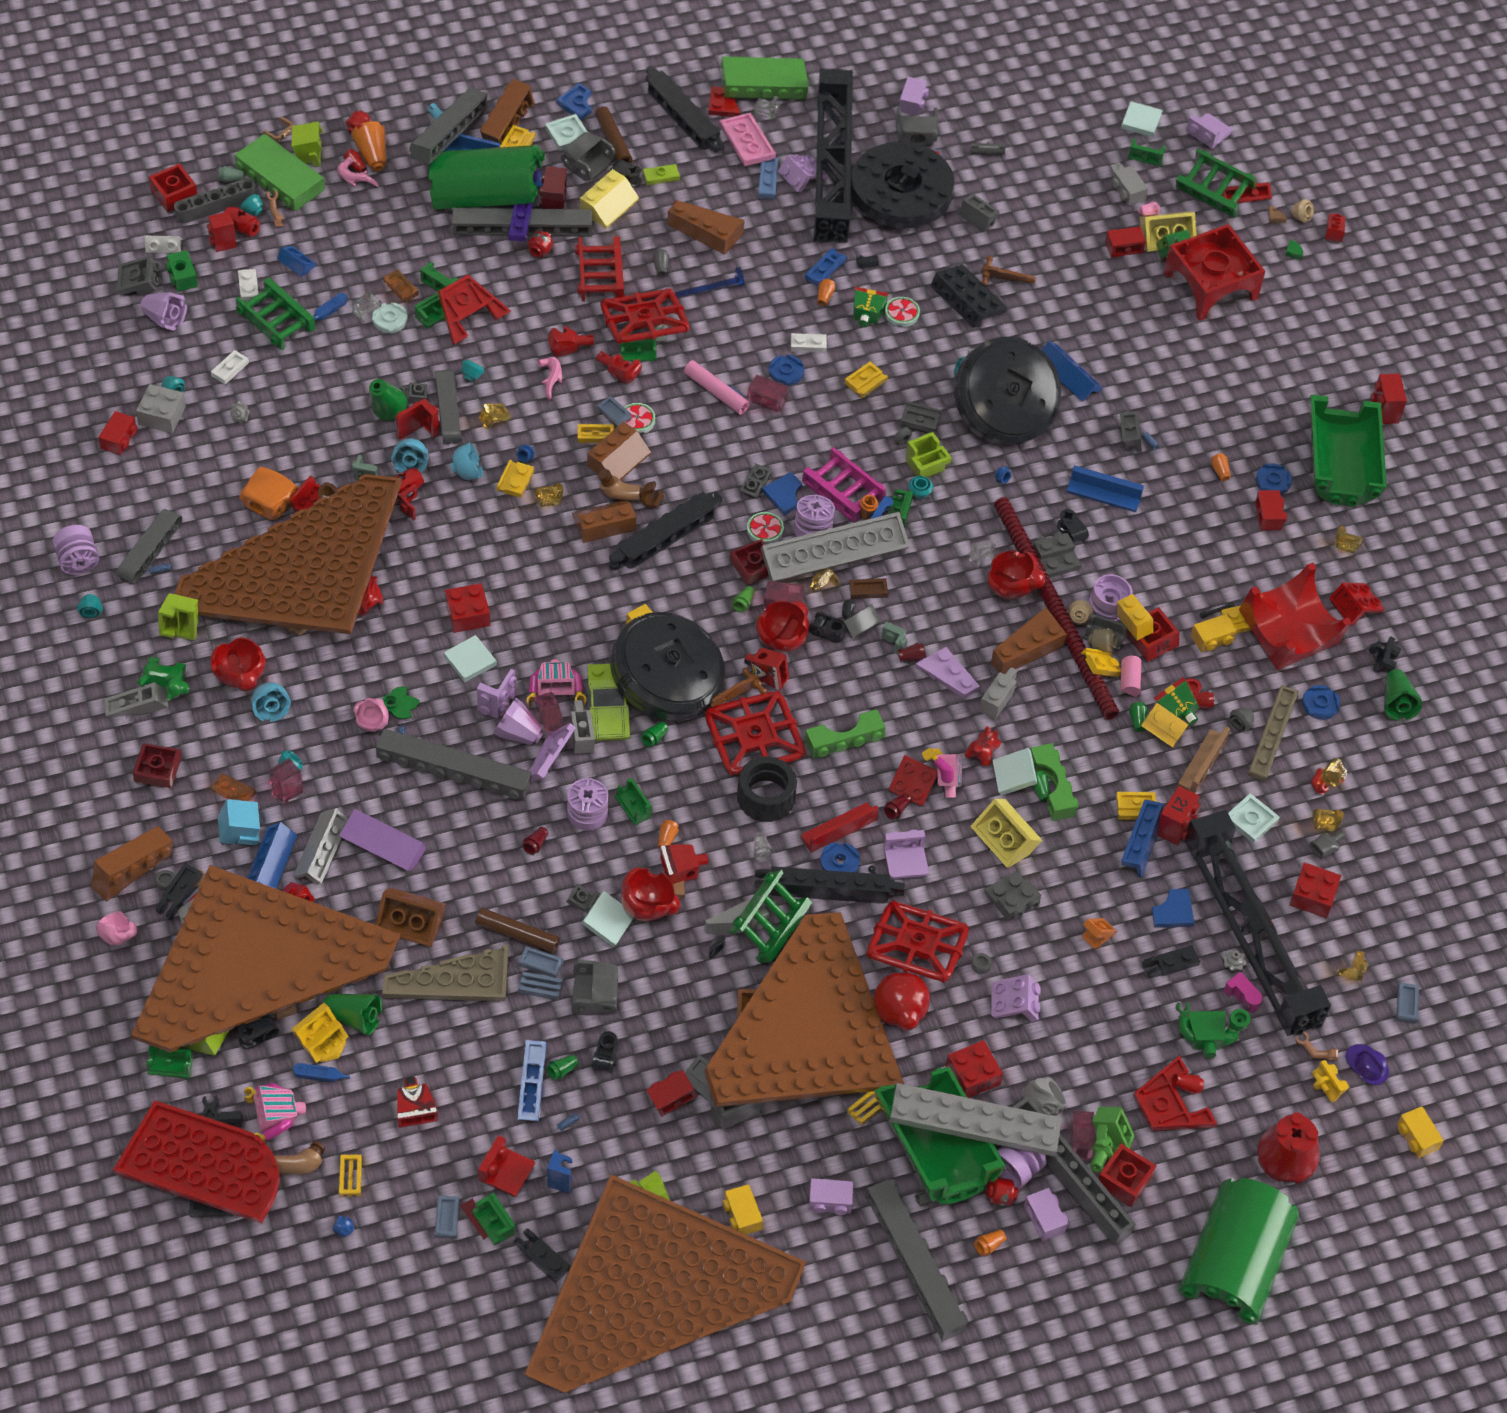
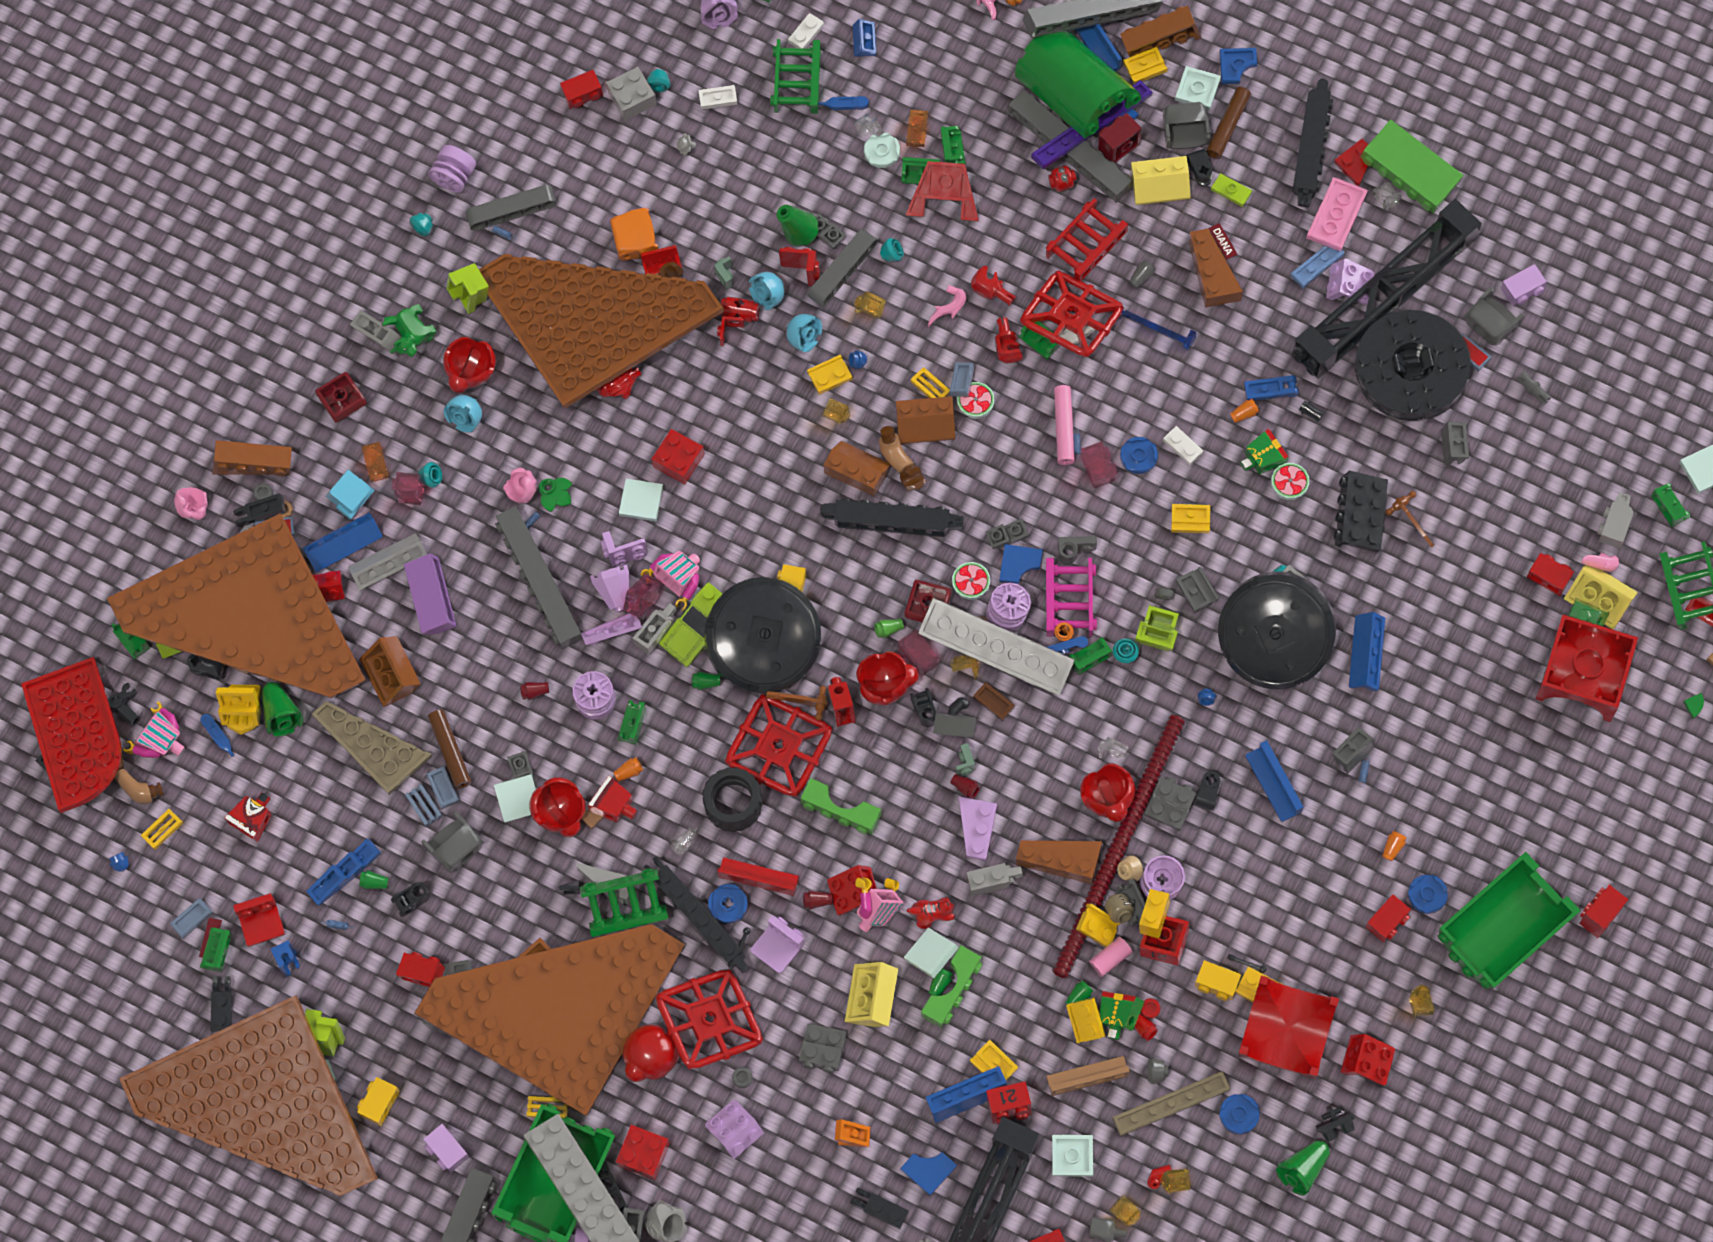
camera: 55 degrees right, 15 degrees up
(810, 453) = (1082, 543): none -> dark grey plate

